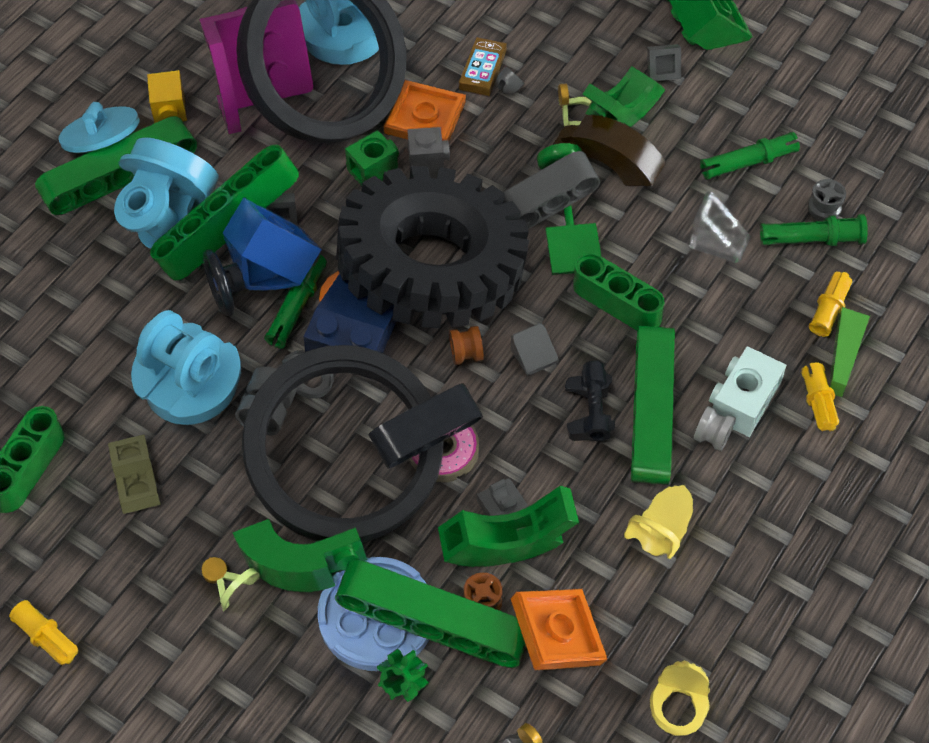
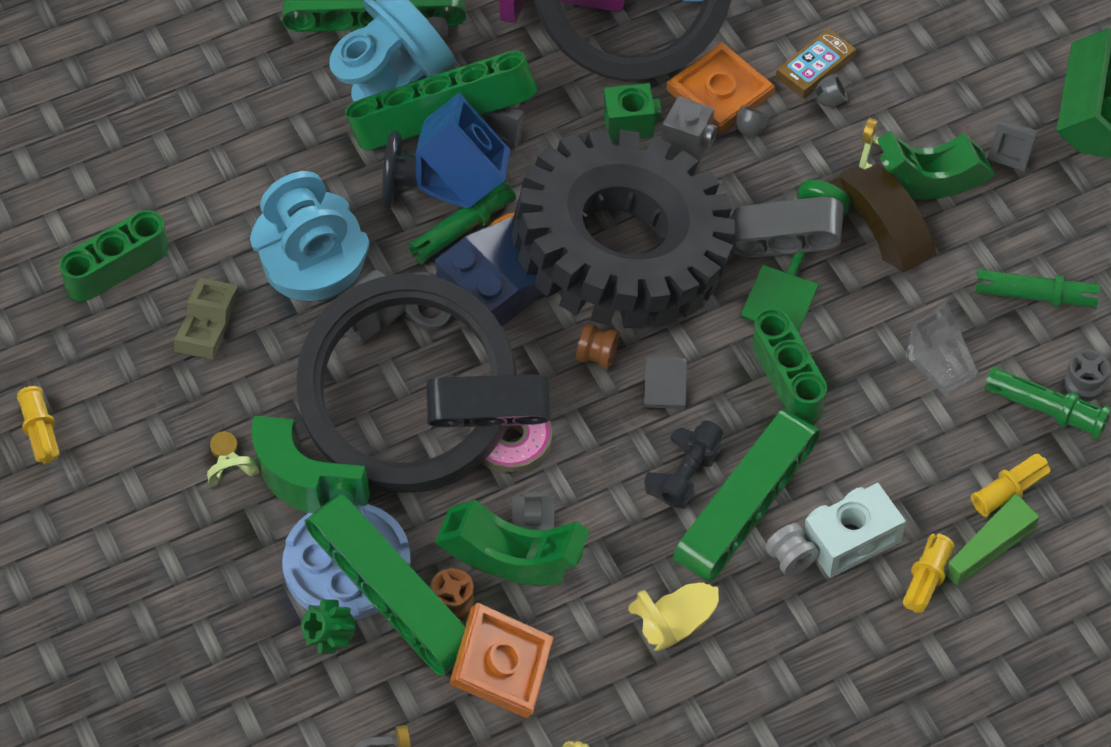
camera: 30 degrees right, 0 degrees up
(466, 127) = (751, 121): none -> dark grey hinge

